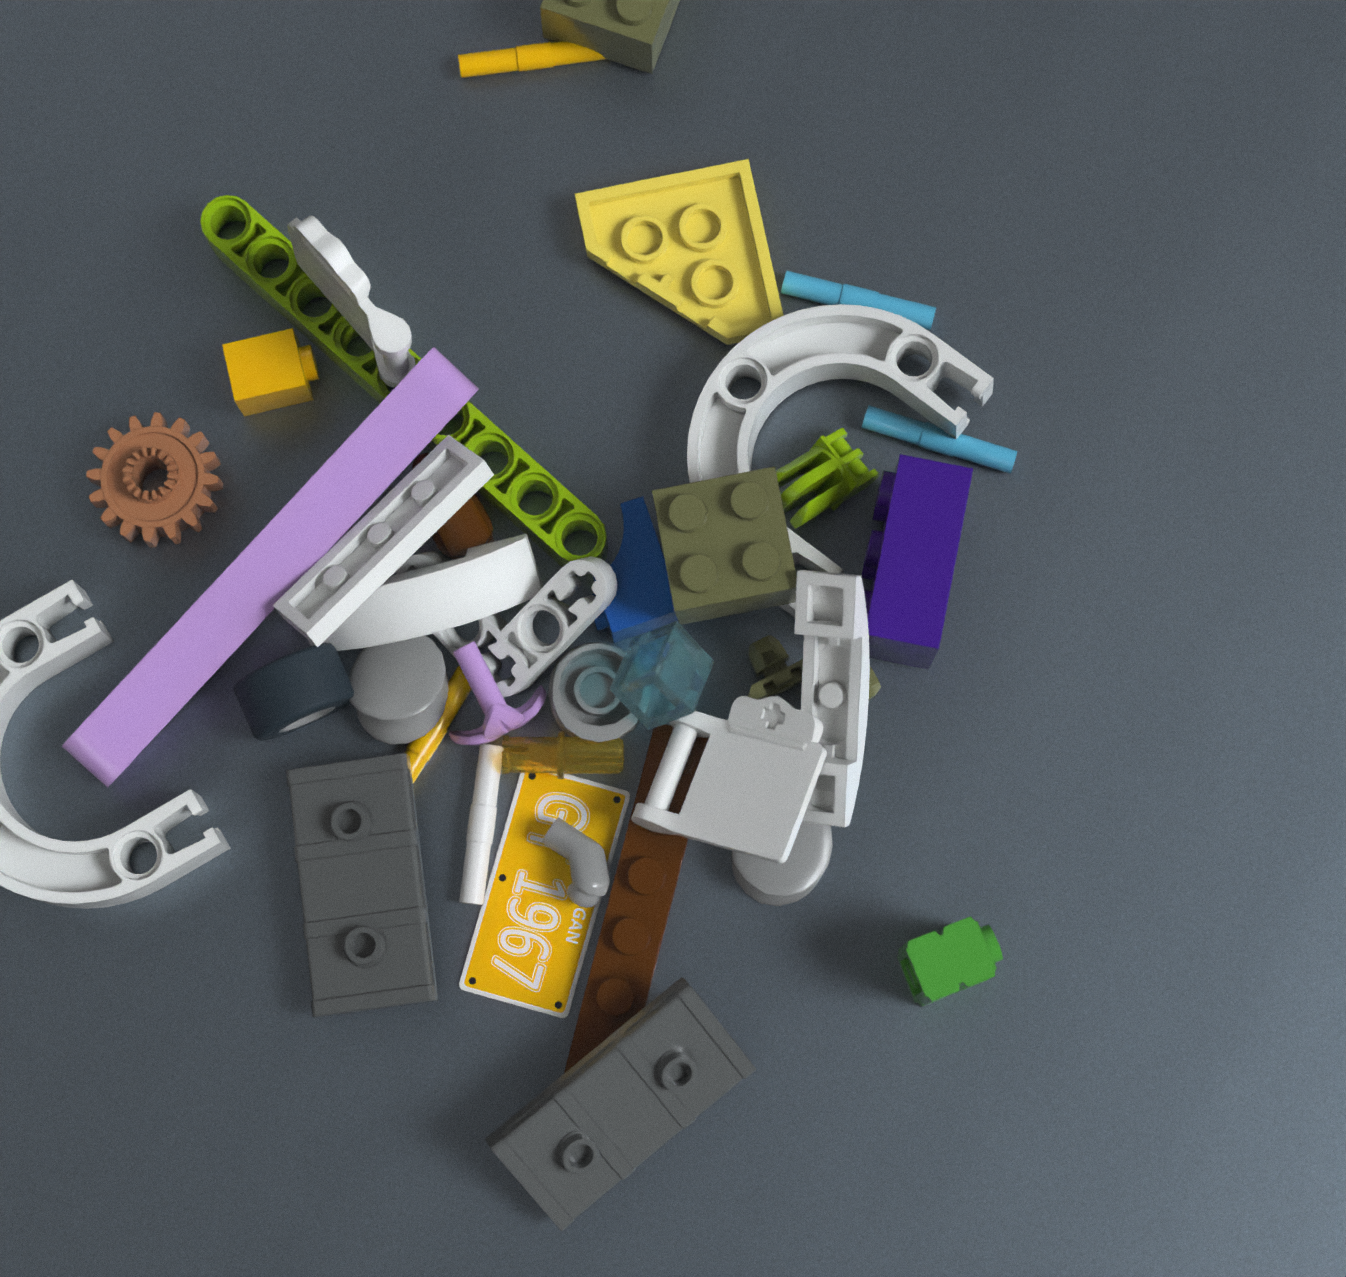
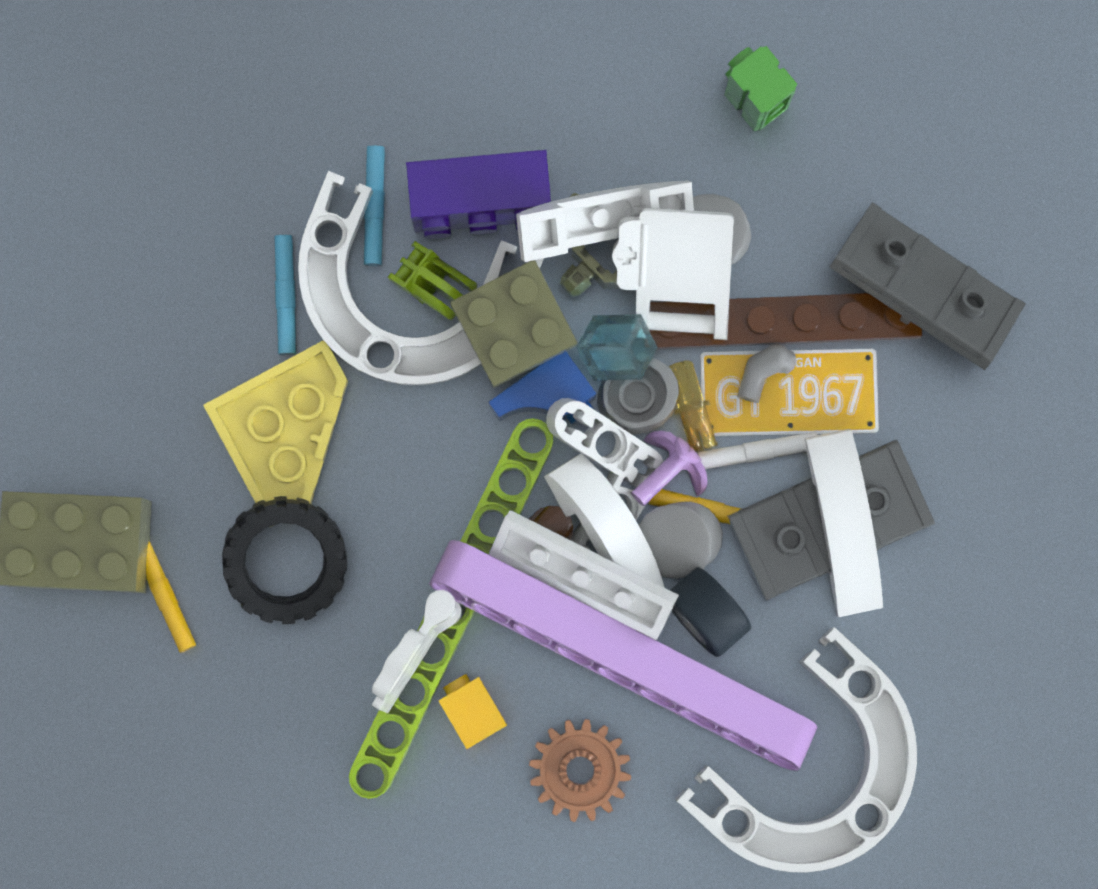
camera: 110 degrees left, 5 degrees up
(352, 898) = (845, 522): none -> white slope
(482, 165) = (292, 607): none -> black tyre

